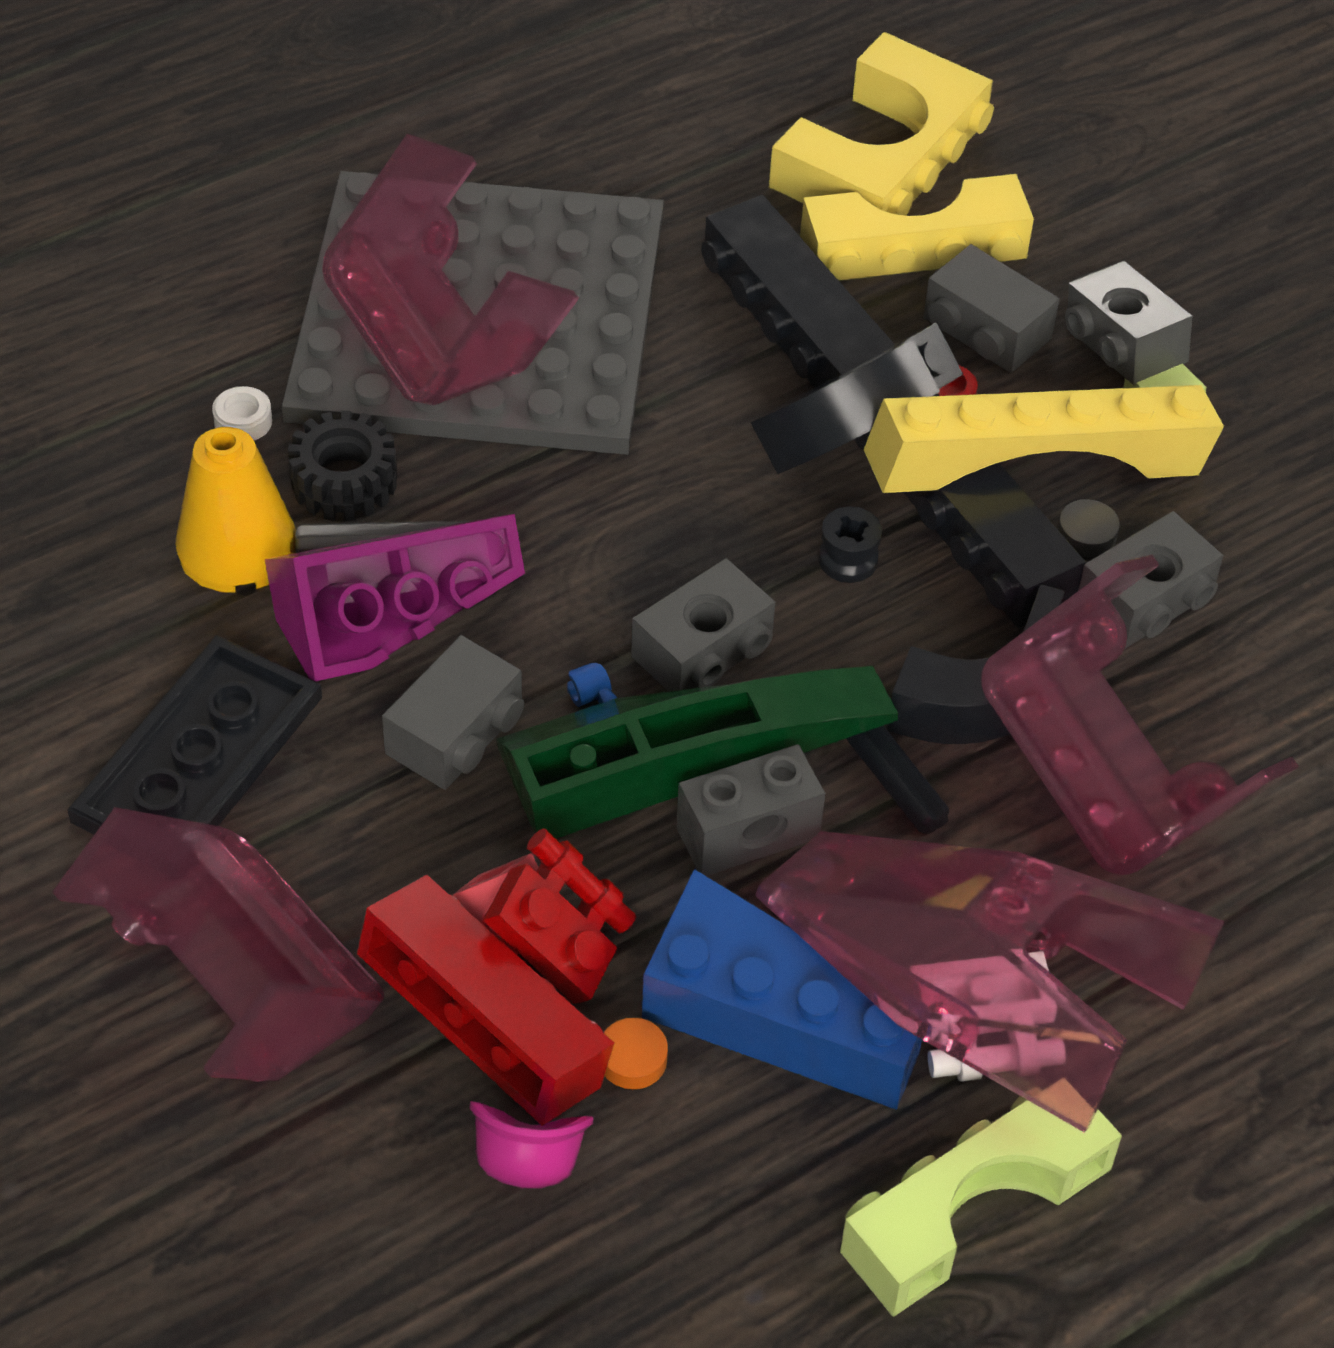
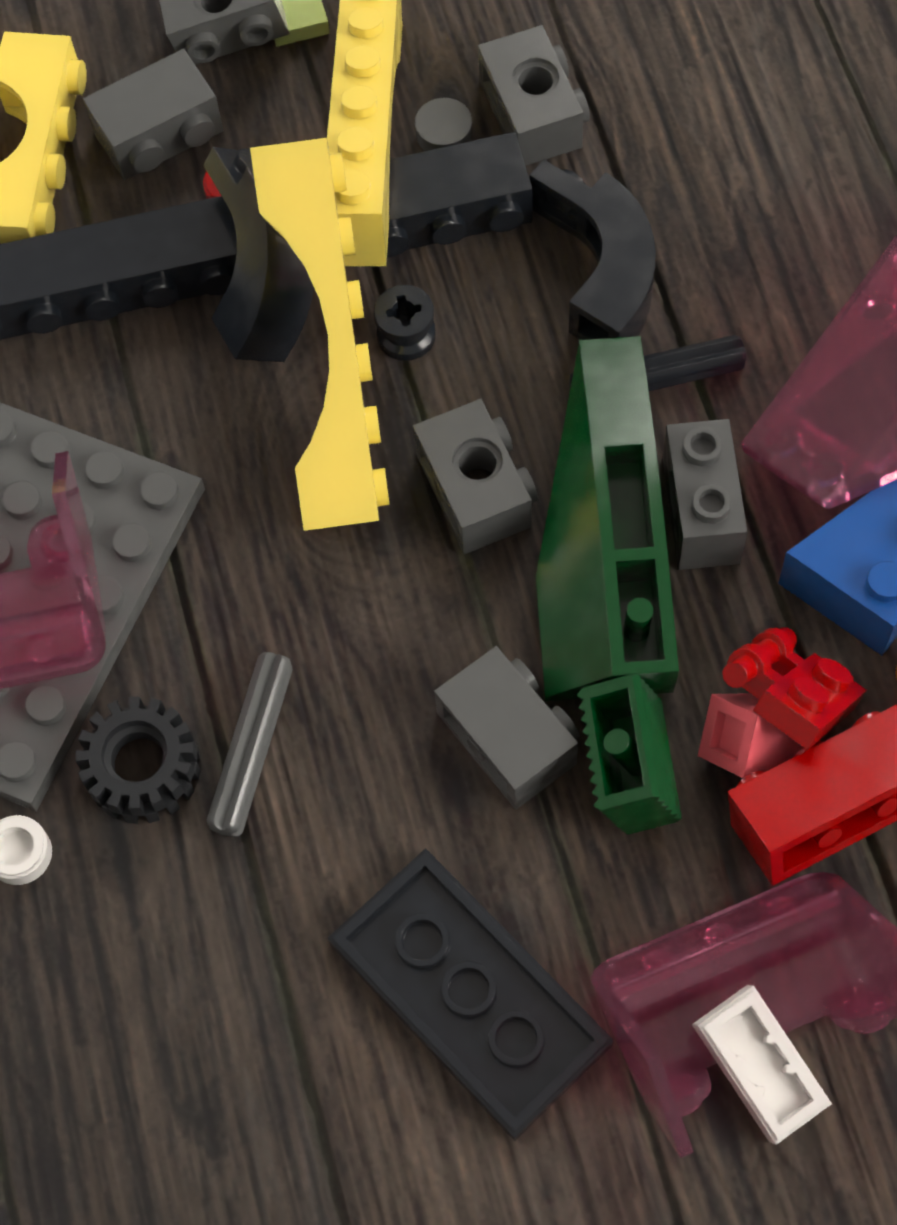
camera: 65 degrees left, 15 degrees up
(177, 979) = (761, 1064): none -> white plate
(231, 514) = (192, 890): yellow cone -> none
(372, 596) = (323, 779): magenta wedge -> none
(448, 801) = (629, 754): none -> dark green brick
(589, 684) = (501, 595): blue hand -> none
(866, 374) = (299, 201): none -> light yellow arch
(1089, 746) = (775, 194): clear pink windscreen -> none

